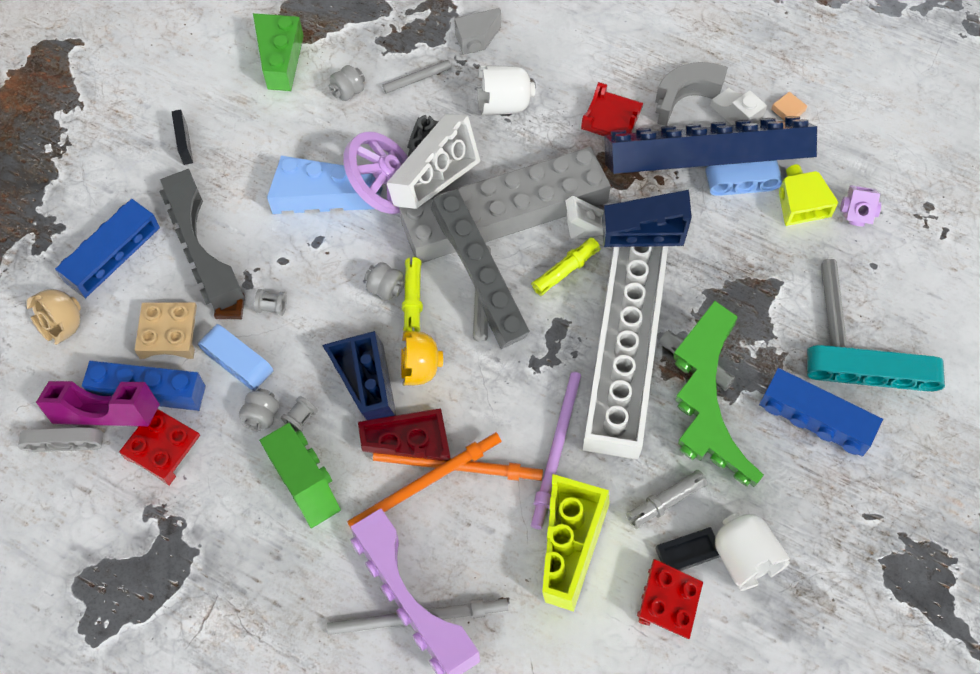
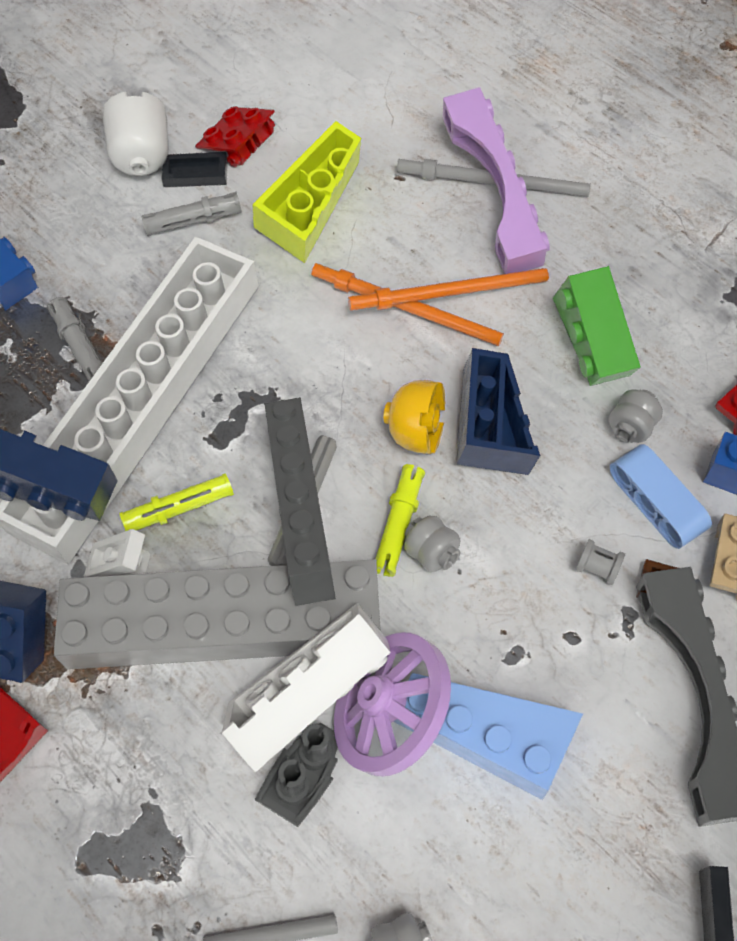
camera: 160 degrees left, 0 degrees up
(299, 413) = (584, 400): light grey bush -> none
(407, 435) = (446, 340): dark red wing -> none
(504, 90) = (138, 825): white cylinder -> none
(542, 497) = (321, 248): lavender bar -> none
(699, 396) = (78, 312): bright green arch -> none

